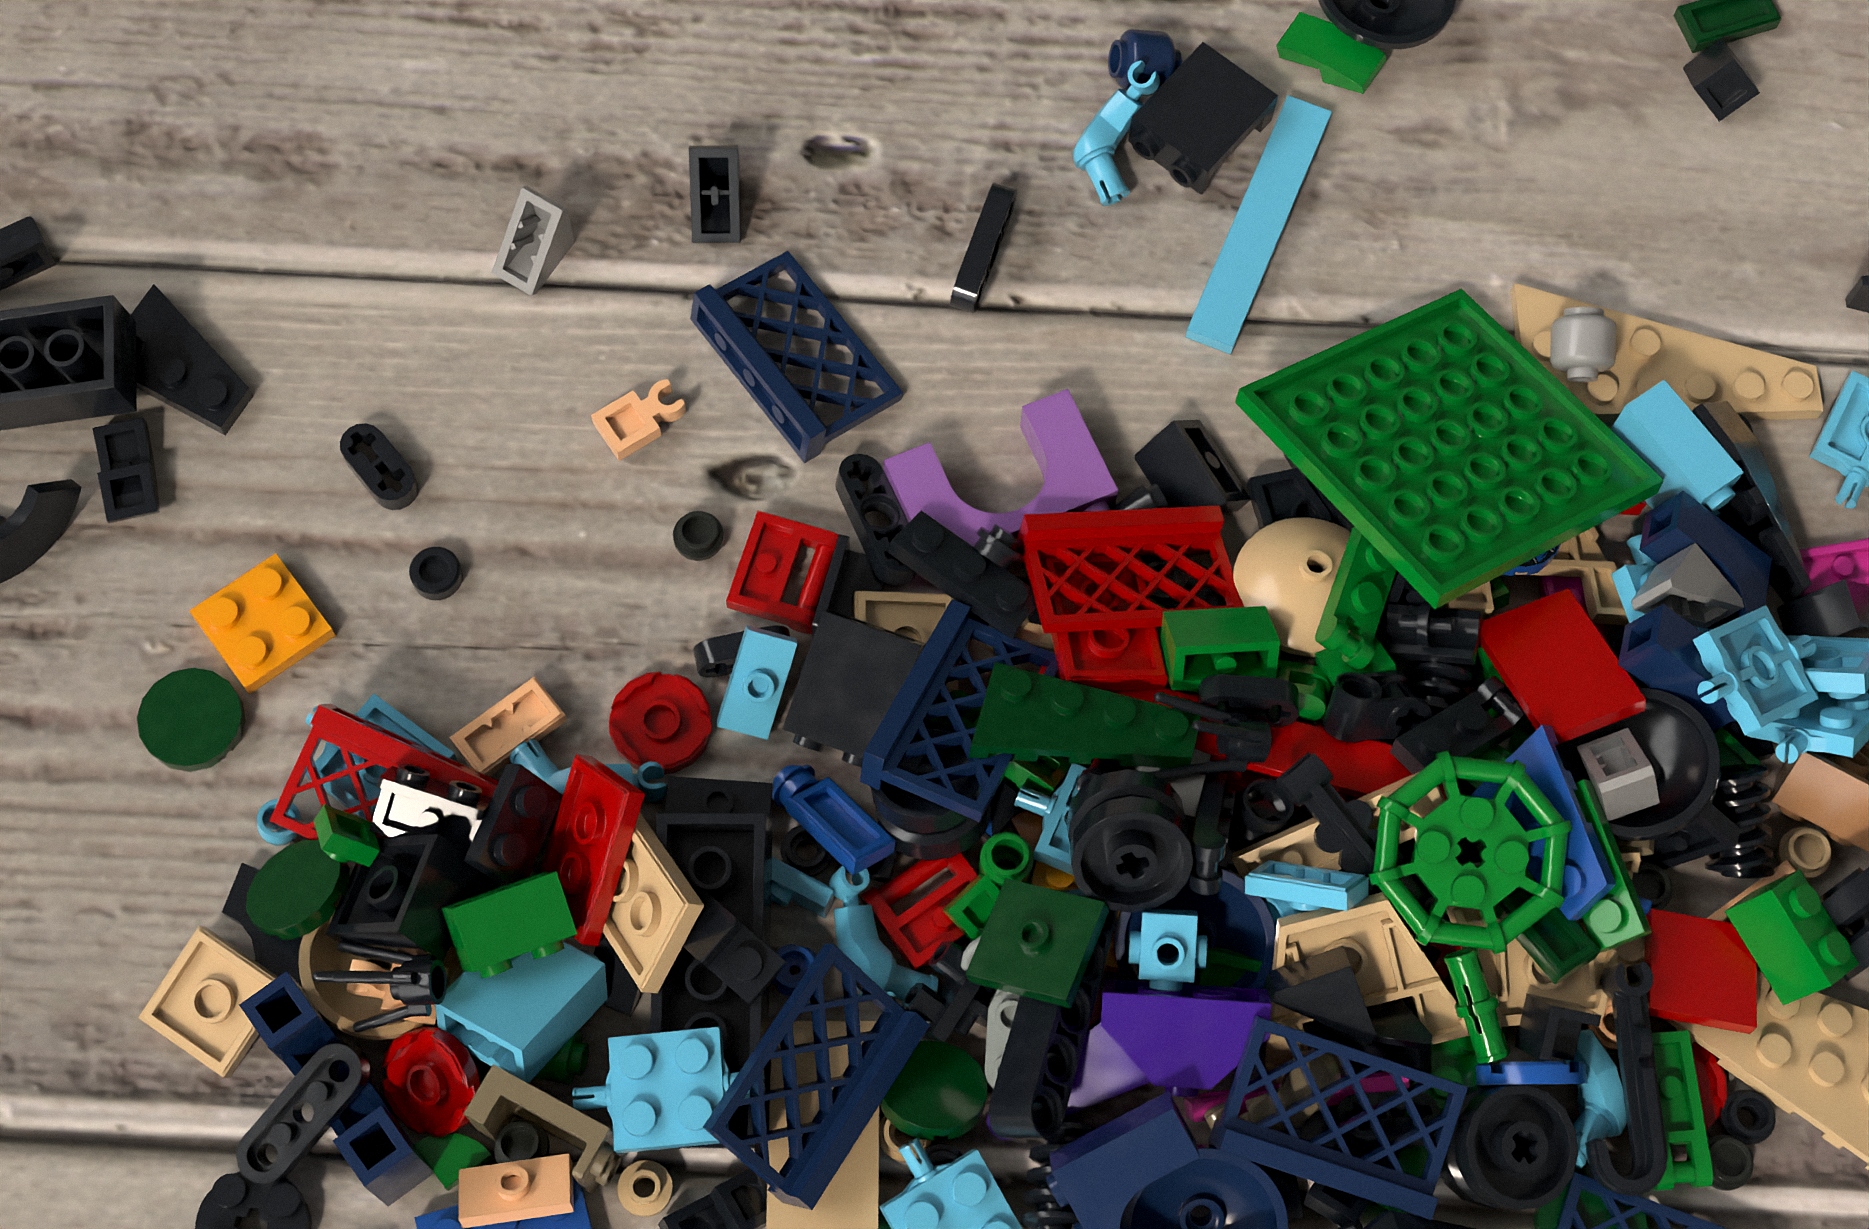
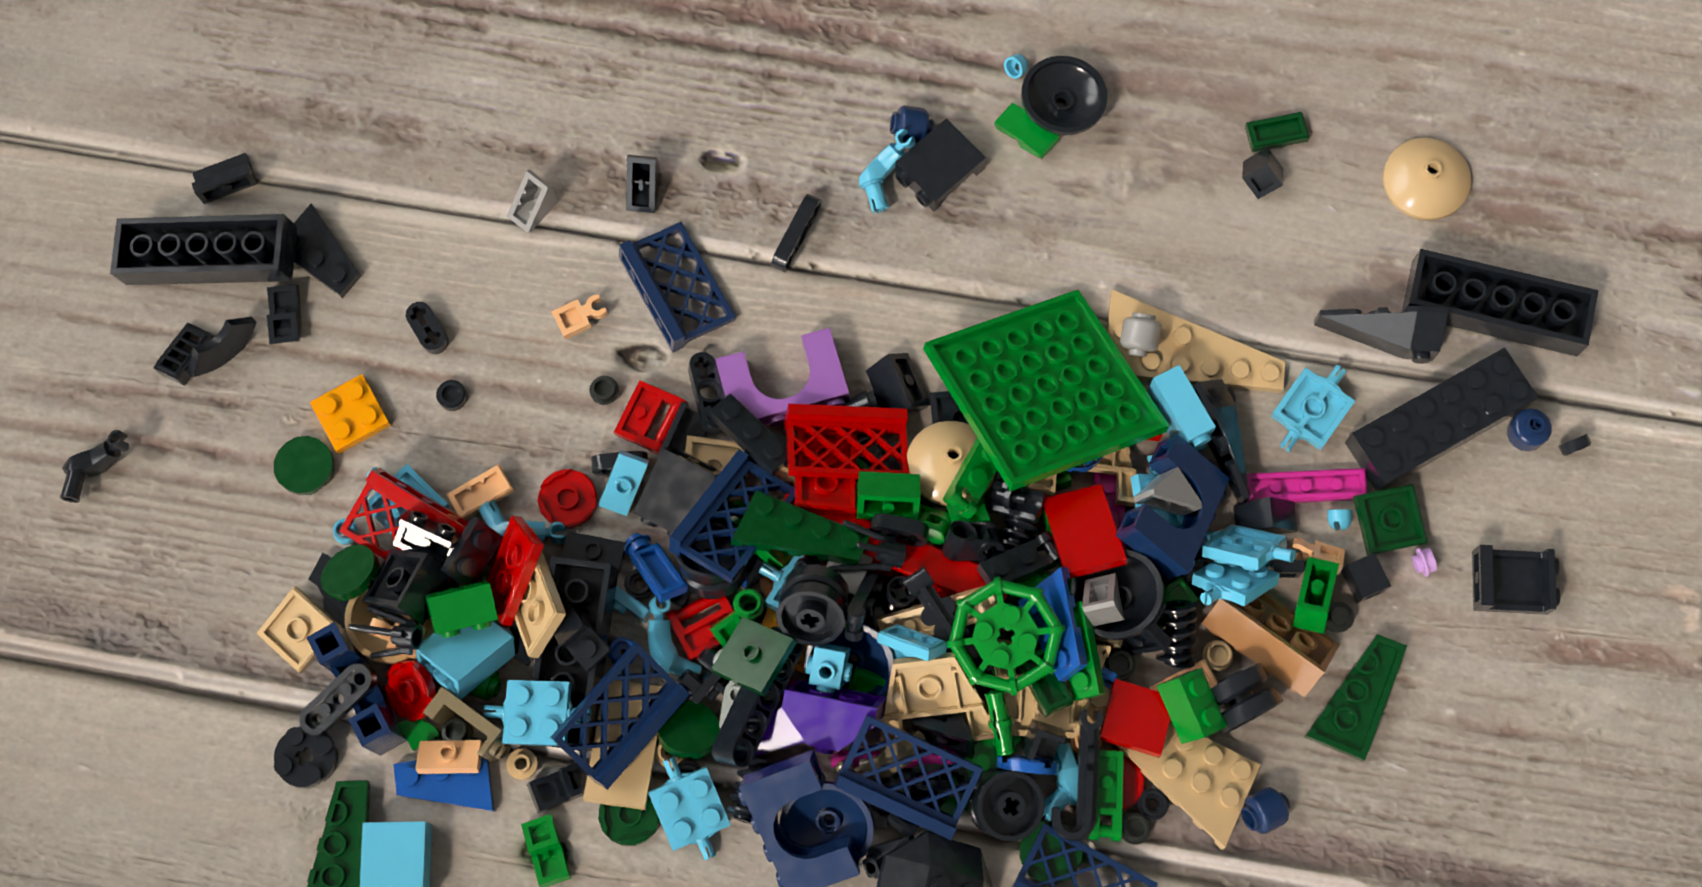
camera: 15 degrees right, 5 degrees up
(346, 836) = (378, 546): green plate -> none
(998, 546) = (771, 420): black plate -> none
(1258, 225) = (964, 234): medium azure tile -> none
(1323, 991) = (913, 705): black slope -> none
(1755, 669) = (1195, 548): medium azure plate -> none

